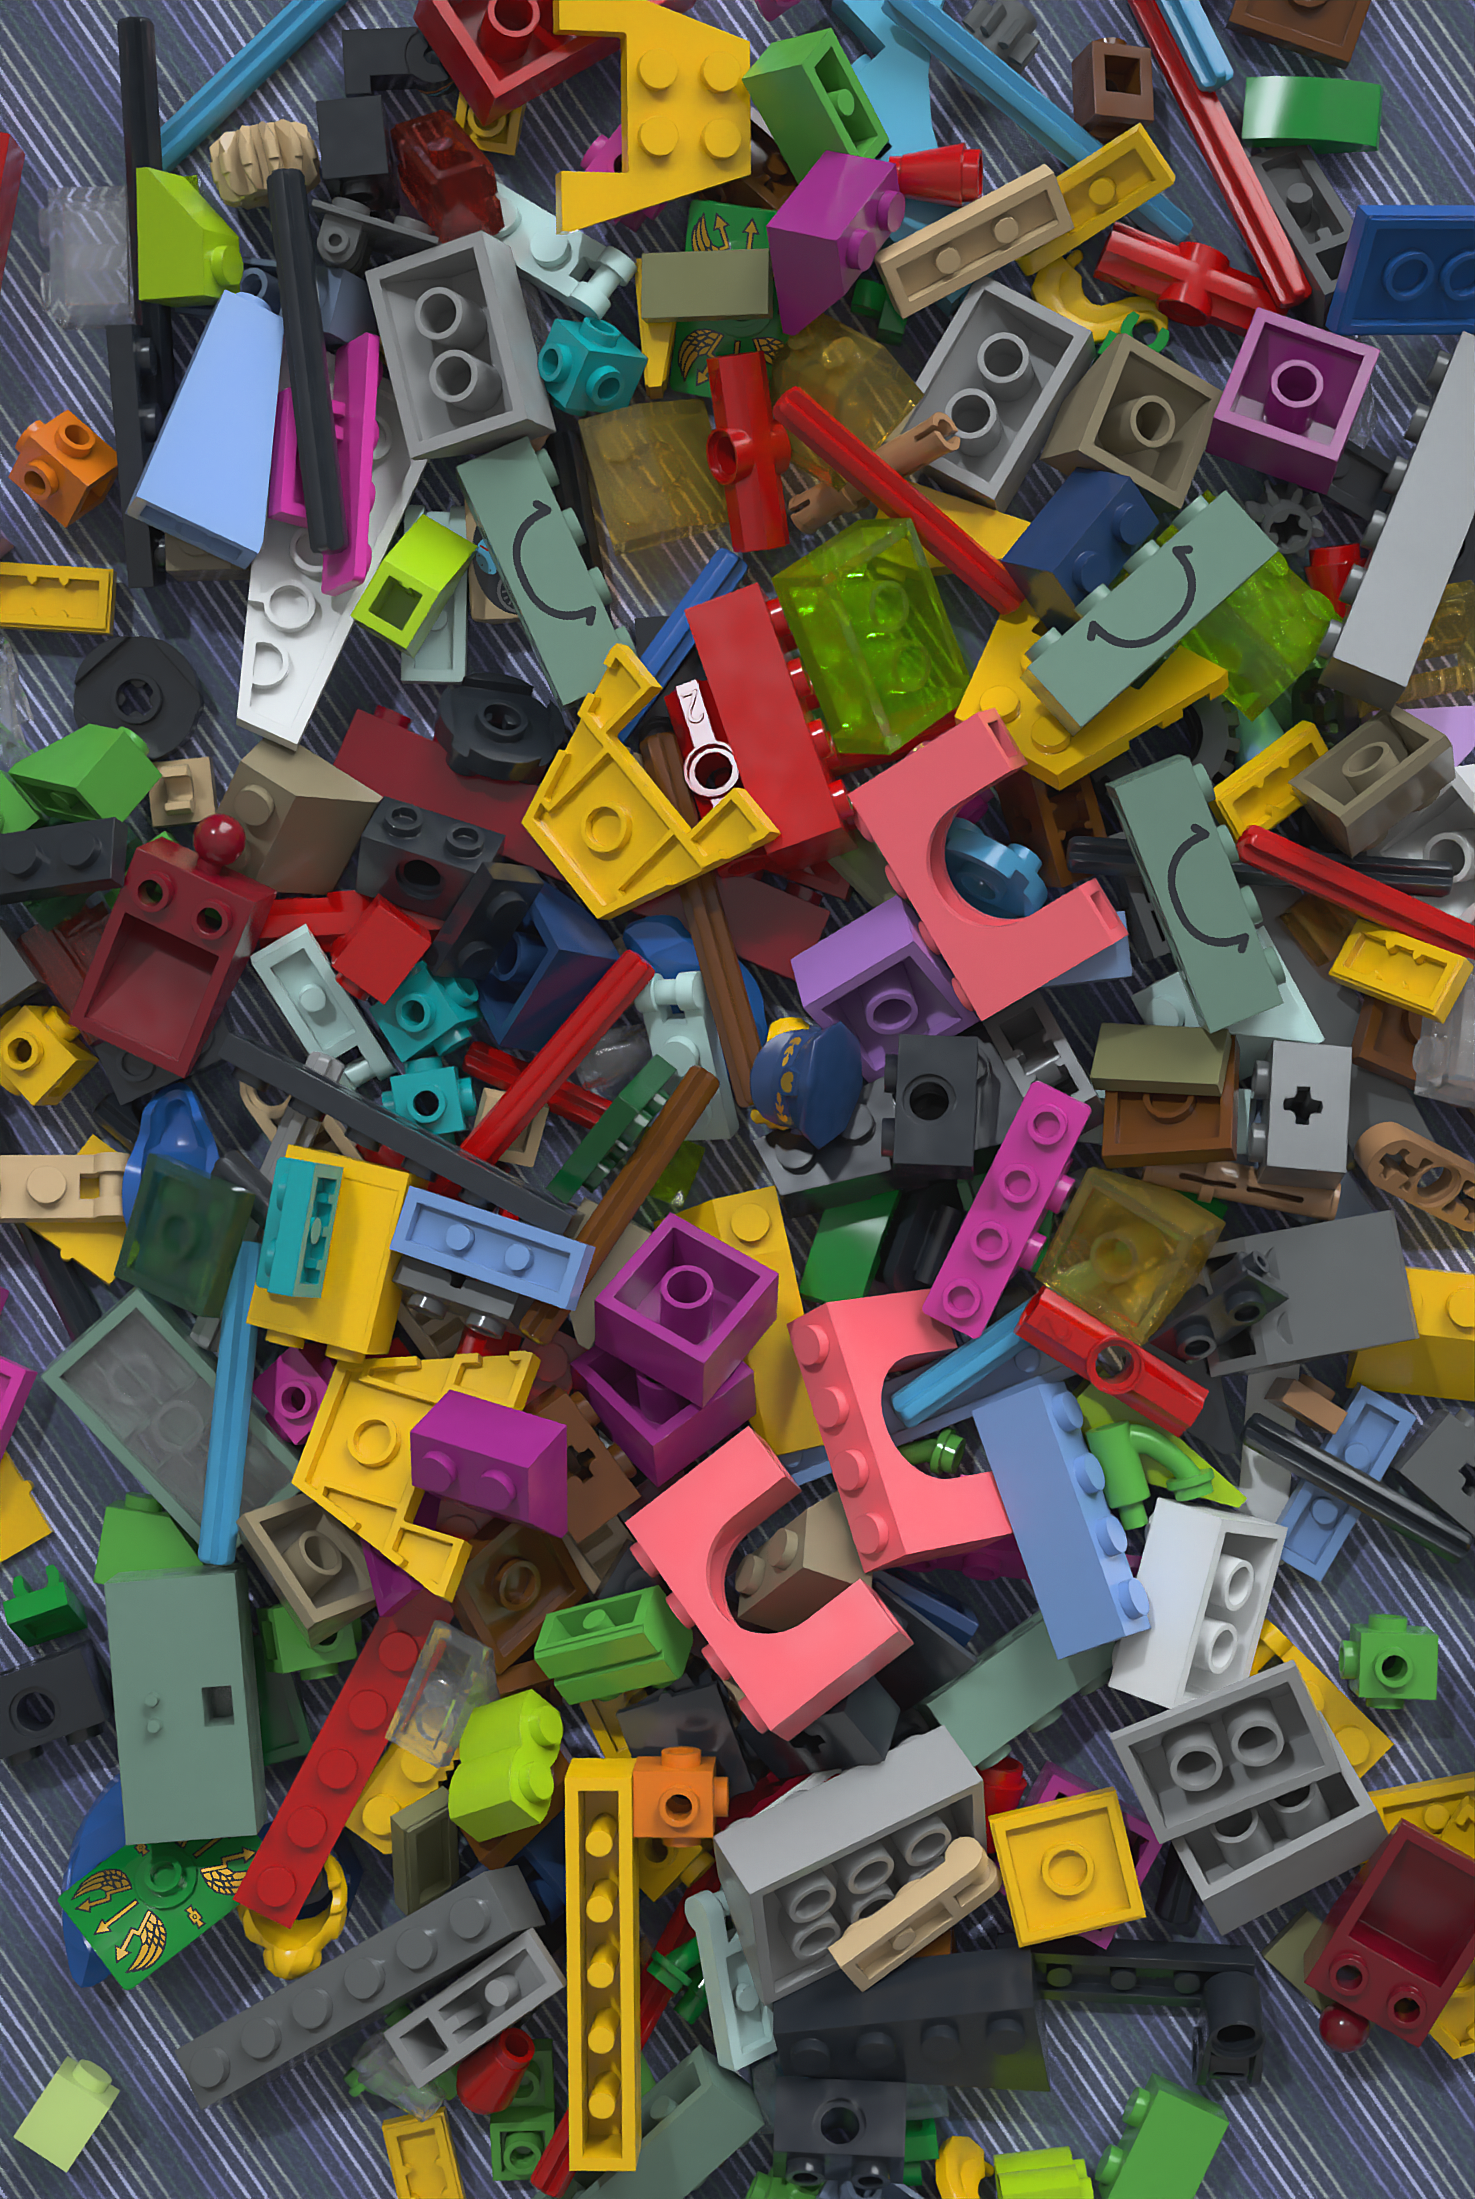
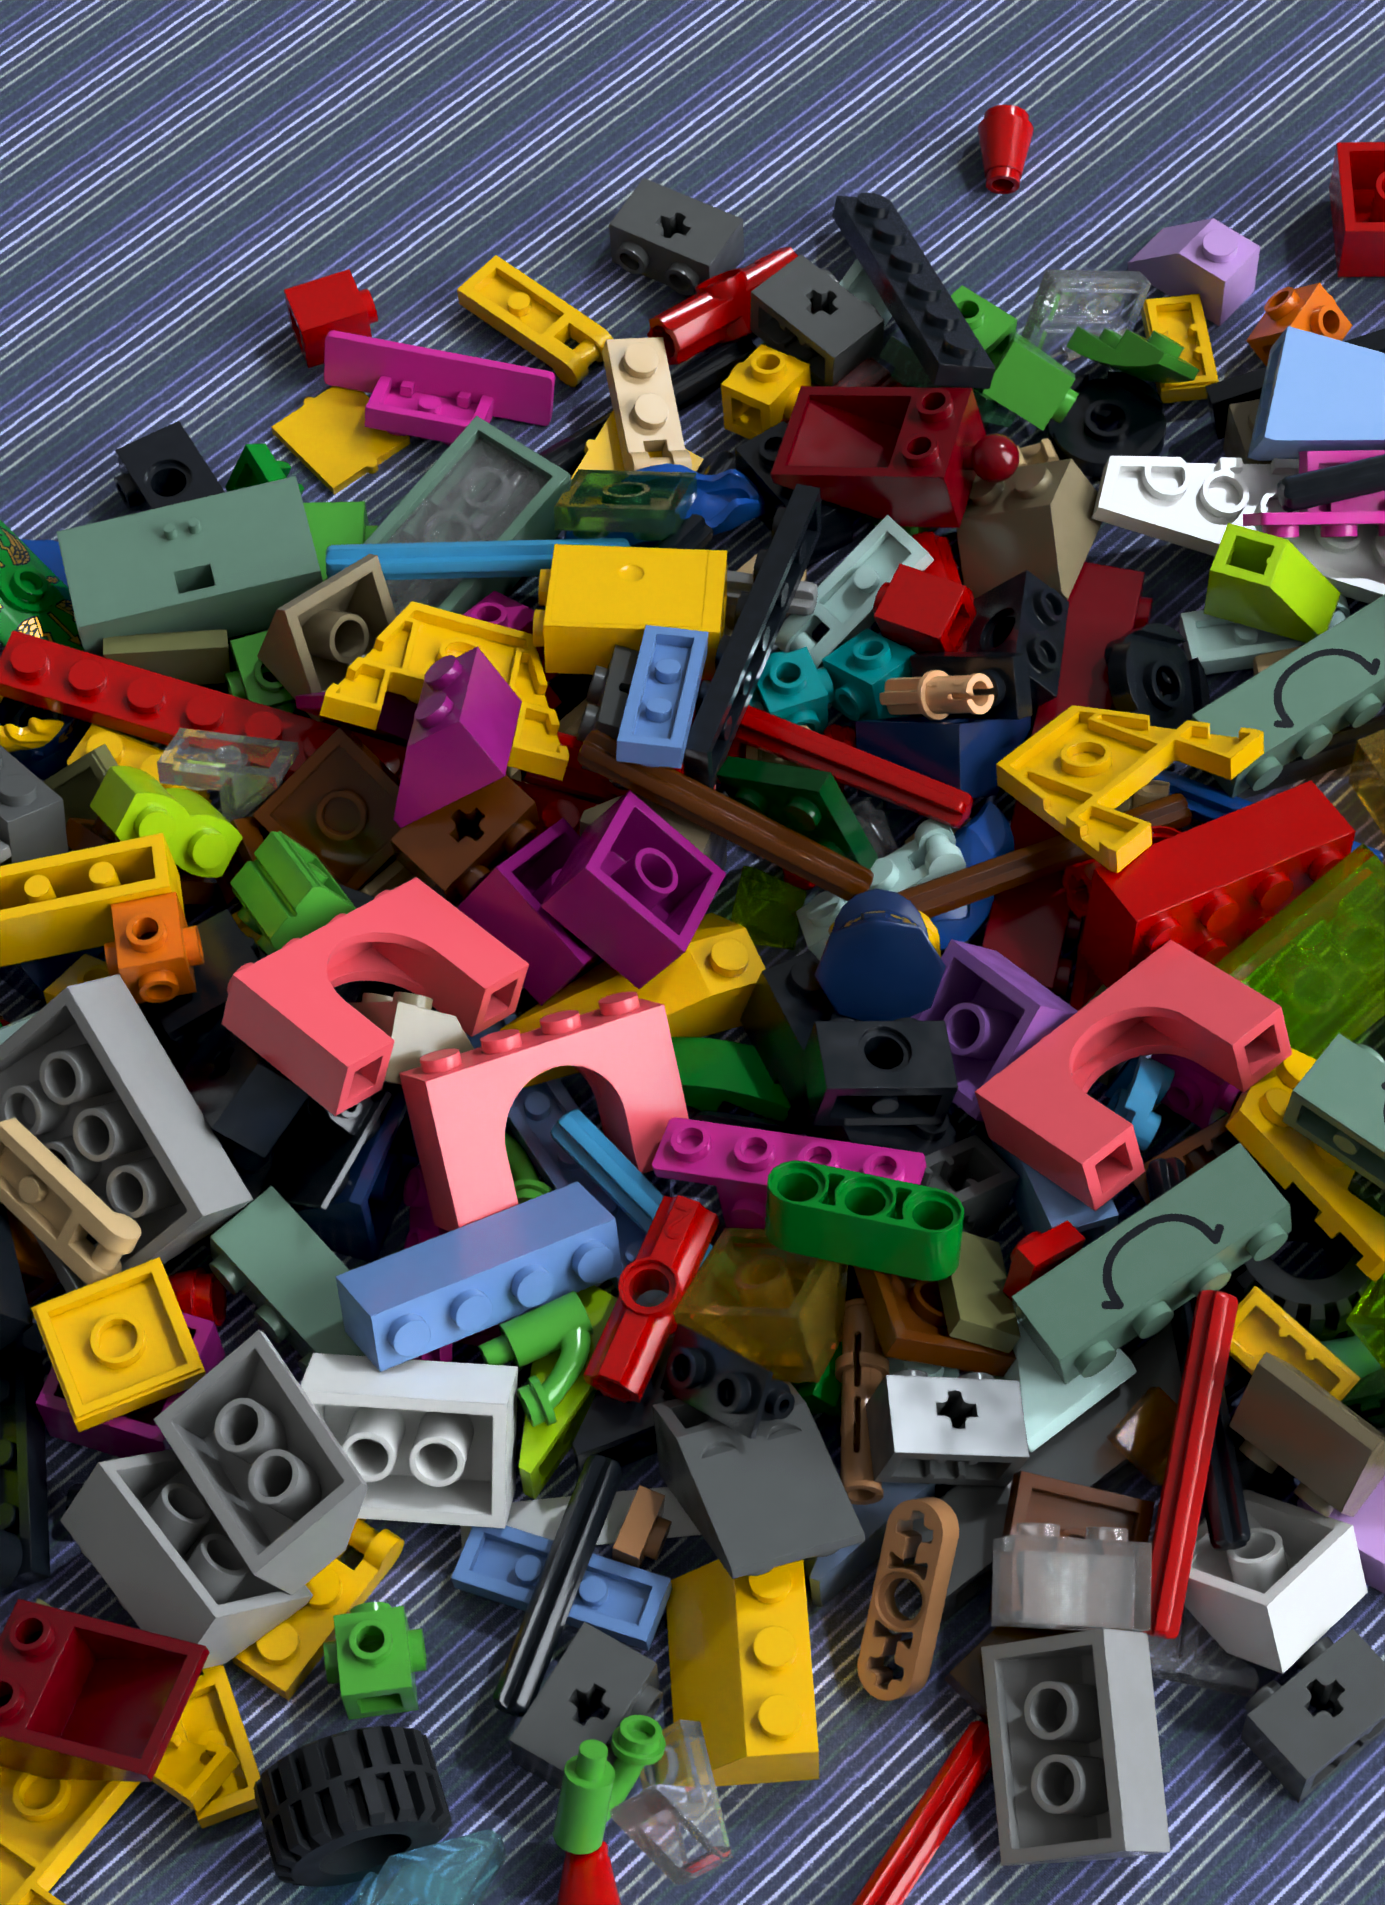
camera: 85 degrees right, 30 degrees down
(81, 646) = (1148, 359): none -> bright green slope
(276, 1738) = (186, 655): none -> olive tile
(299, 1227) = (651, 544): teal bracket -> none
(504, 960) = (937, 695): none -> light nougat axle
(1074, 1174) = (864, 1220): none -> green beam
(1159, 994) = (1041, 1253): none -> red plate
(1401, 970) = (1122, 1493): yellow plate -> none

